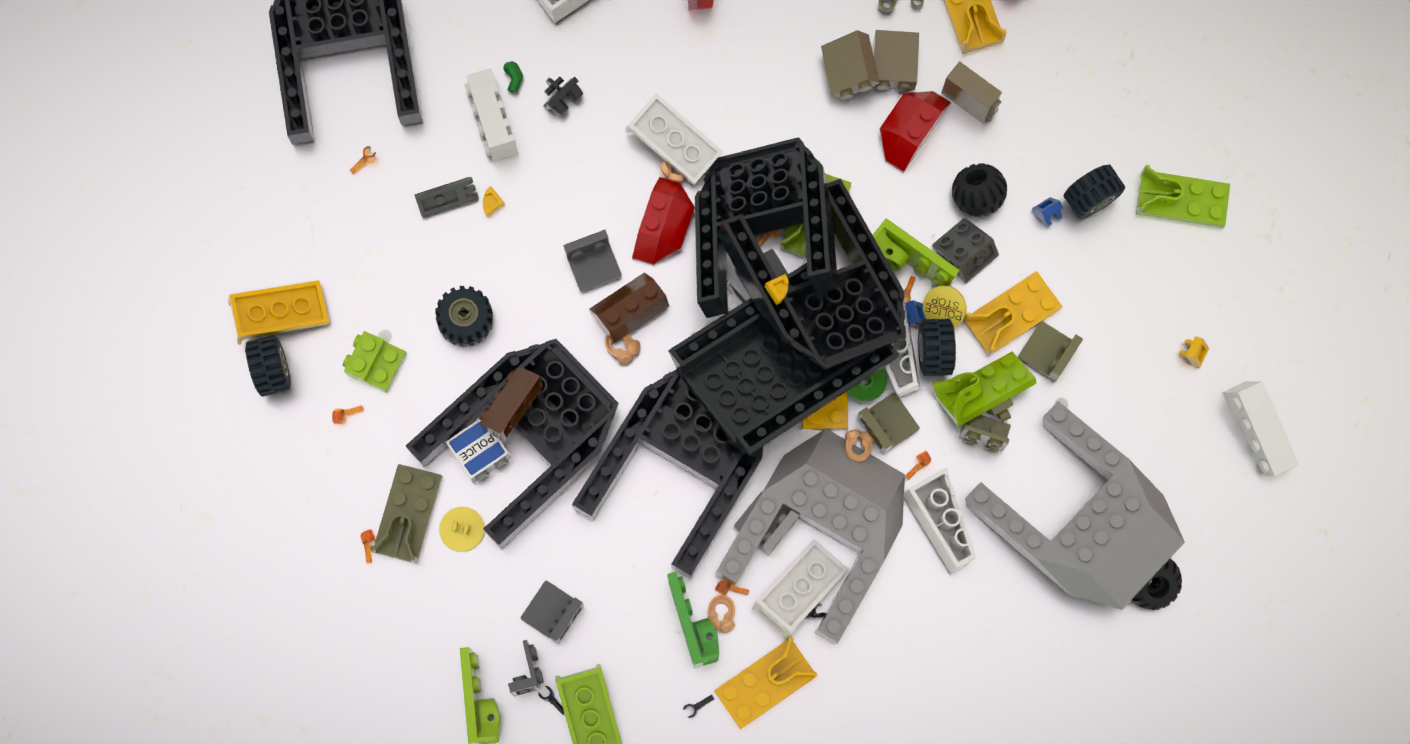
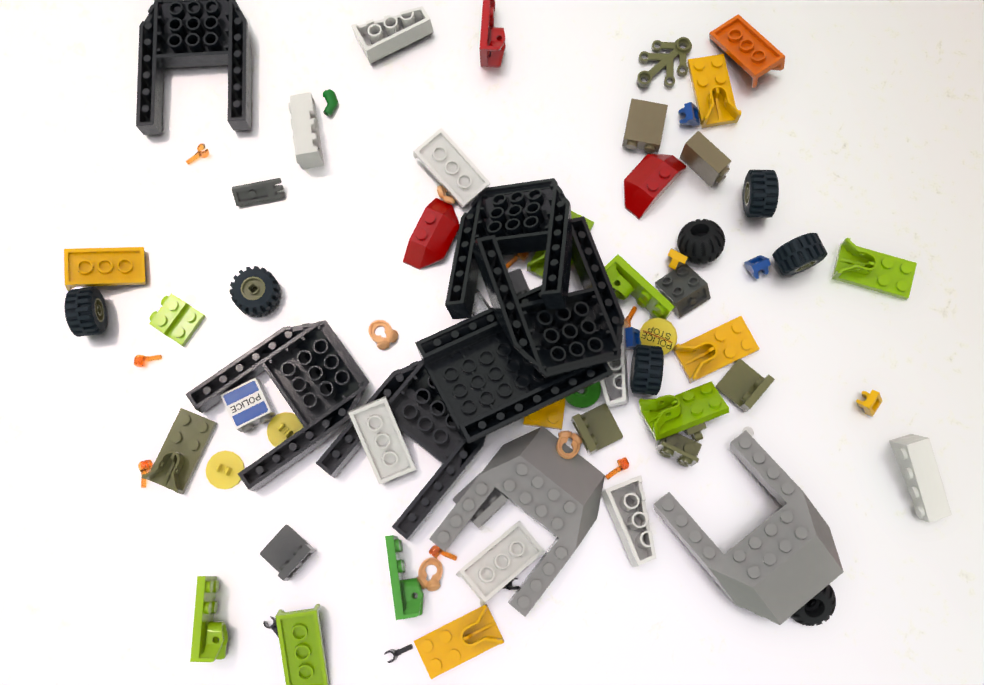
camera: 15 degrees right, 0 degrees up
(491, 202) = (295, 201): yellow tile -> none
(511, 403) = (276, 371): reddish brown slope -> none
(523, 471) = (283, 427): none -> light yellow piece
(523, 684) = (261, 606): dark grey bracket -> none
(555, 103) = (373, 116): black hips -> none
(592, 260) = (368, 259): dark grey bracket -> none
(630, 307) = (393, 302): reddish brown slope -> none
(645, 467) = (382, 440): none -> white plate
(778, 288) = (515, 302): yellow tile -> none
(850, 65) = (606, 124): dark tan brick -> none
(948, 39) = (691, 113): none -> blue tile
(953, 212) = (676, 258): none -> yellow tile
(1040, 125) = (760, 193): none -> black wheel

